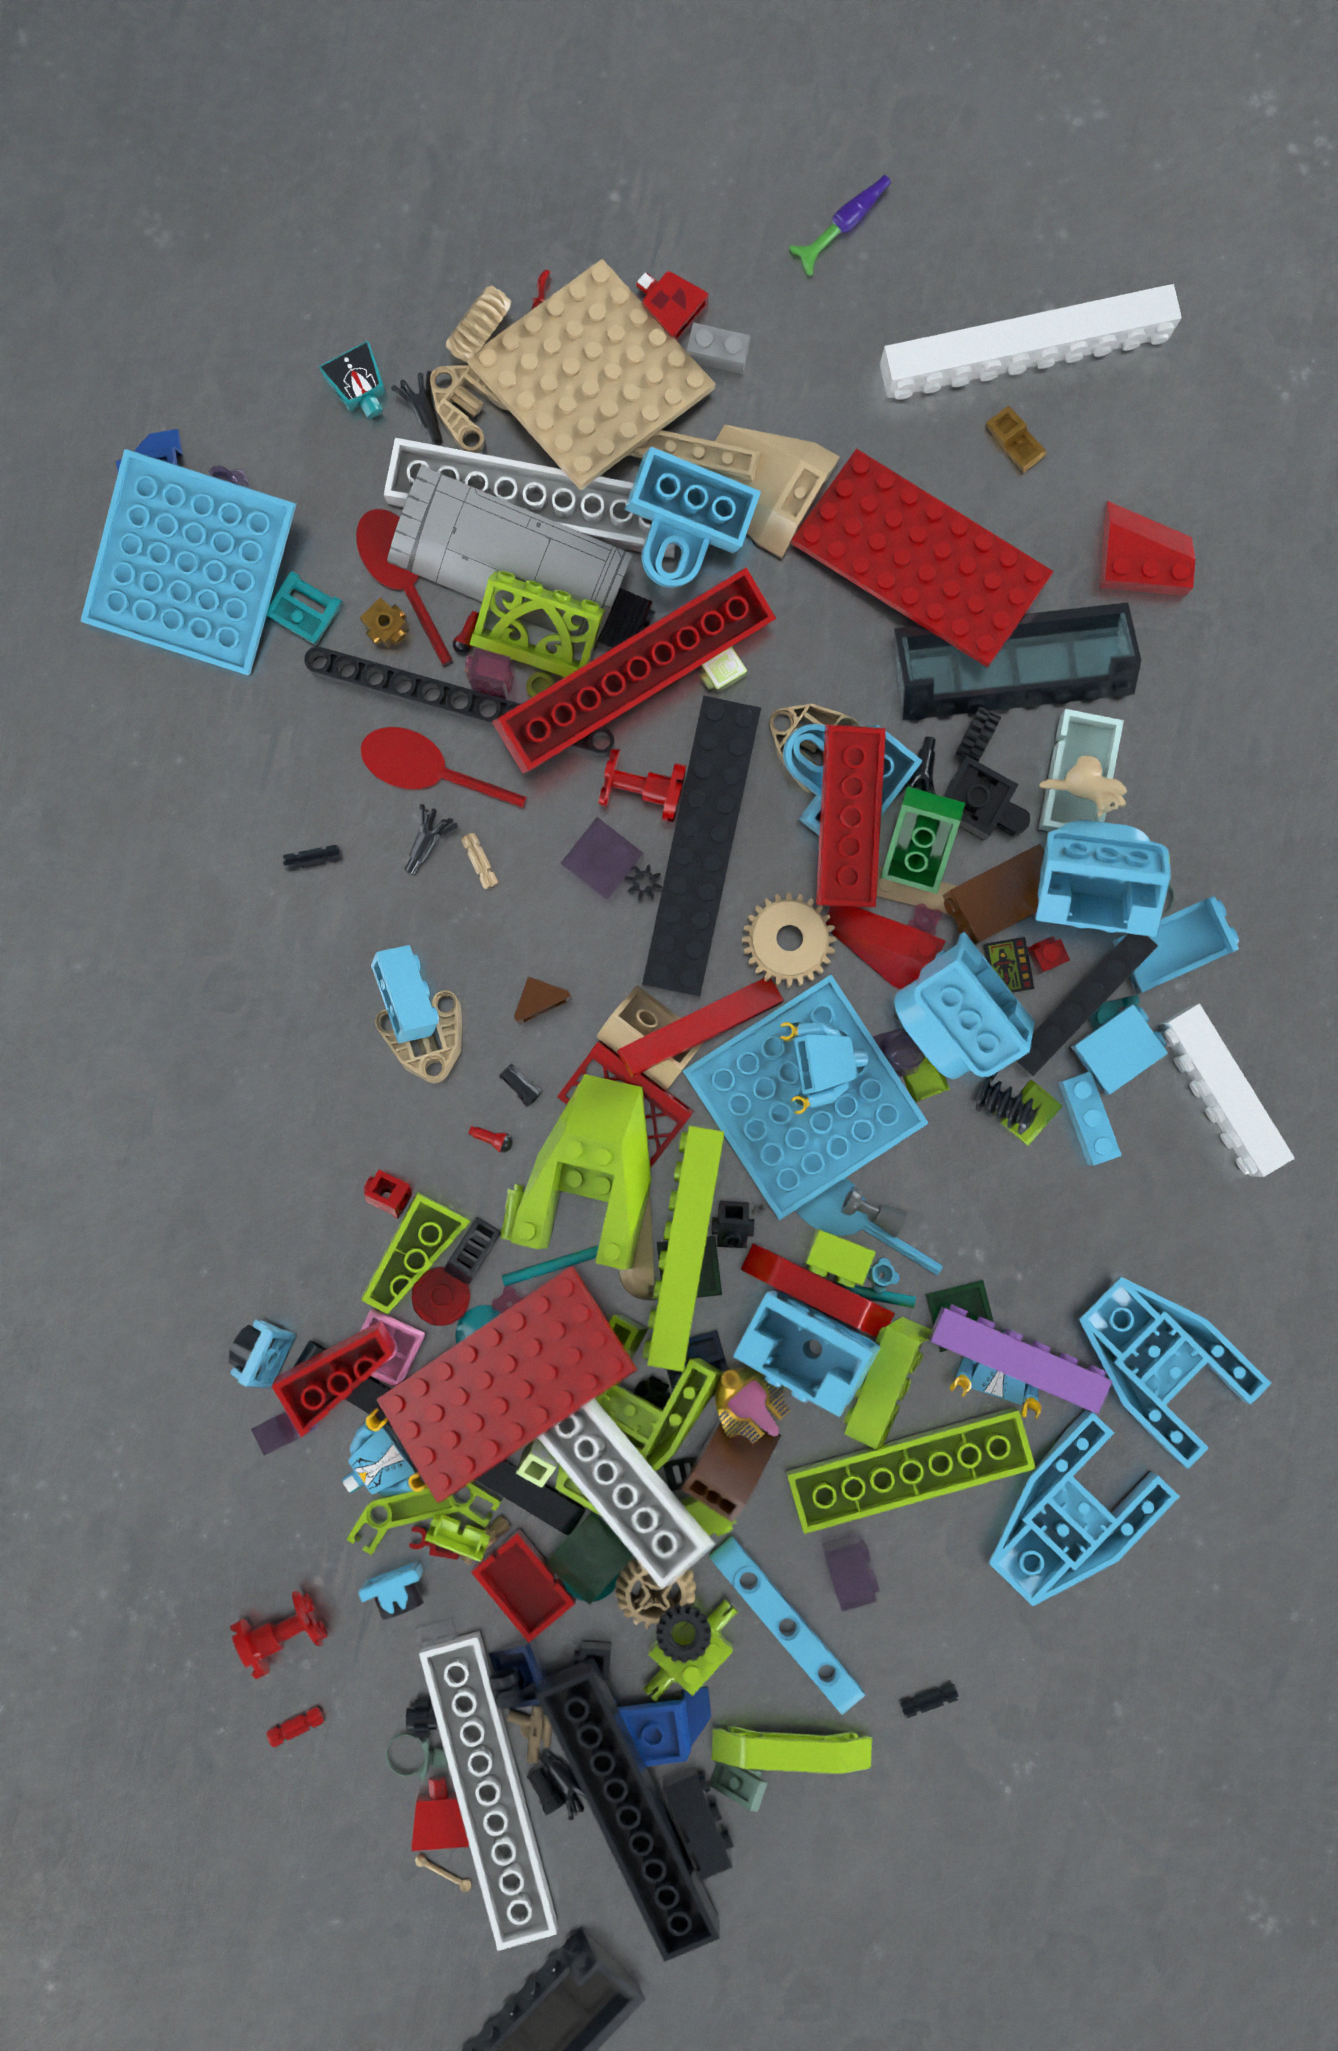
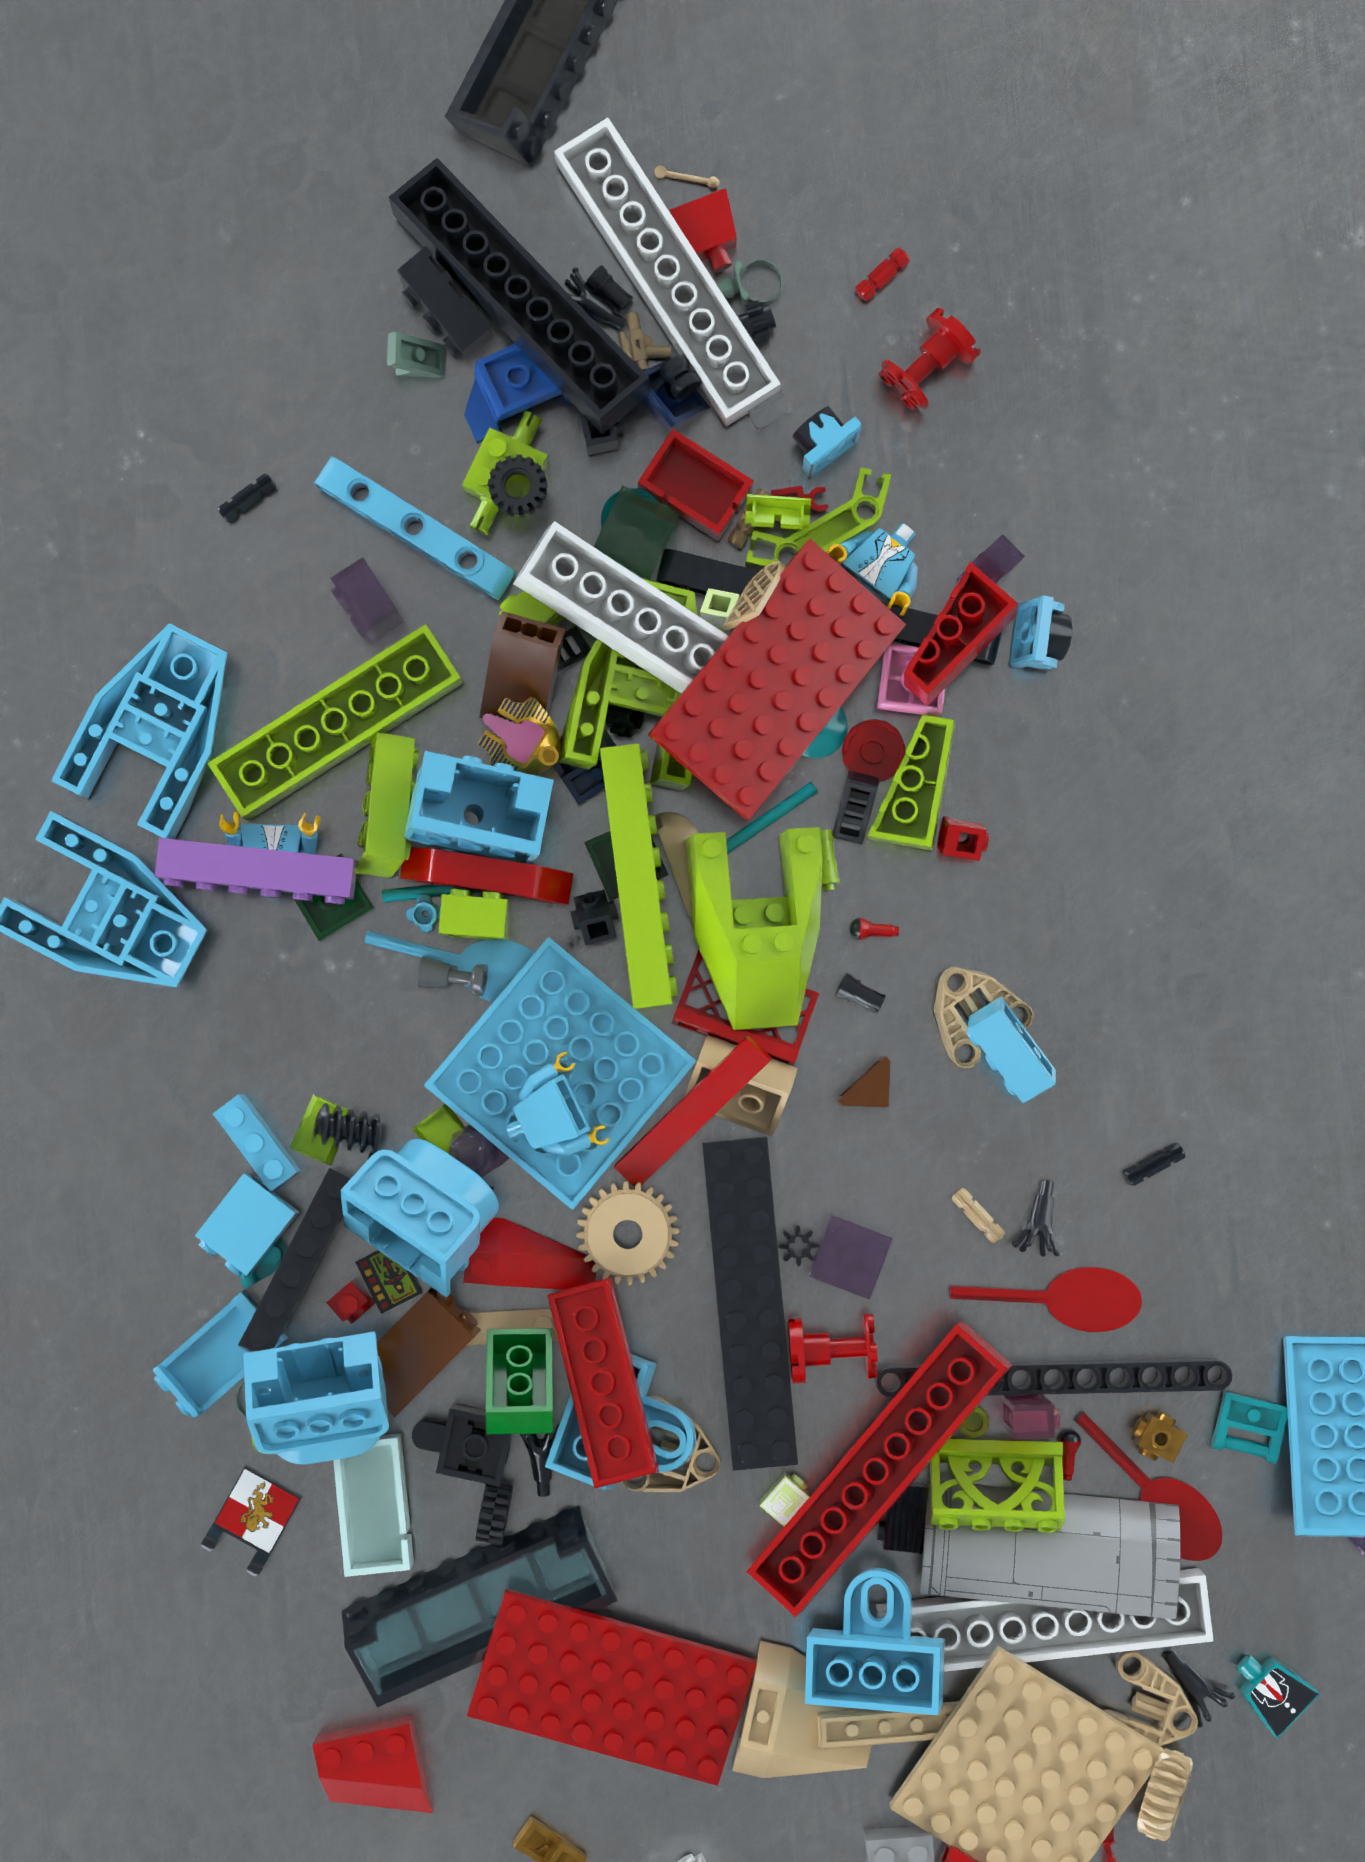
camera: 170 degrees right, 0 degrees up
(500, 1304) = (804, 773): clear pink plate -> none
(526, 1453) = (736, 617): none -> tan window
(649, 1603) = (560, 506): tan gear -> none
(791, 1752) = (371, 403): lime piece -> none
(933, 917) = (497, 1305): clear pink plate -> none
(1087, 782) = (363, 1497): tan animal -> none
(1185, 798) = (254, 1515): none -> flag
(1225, 1092) = (123, 1213): white brick -> none

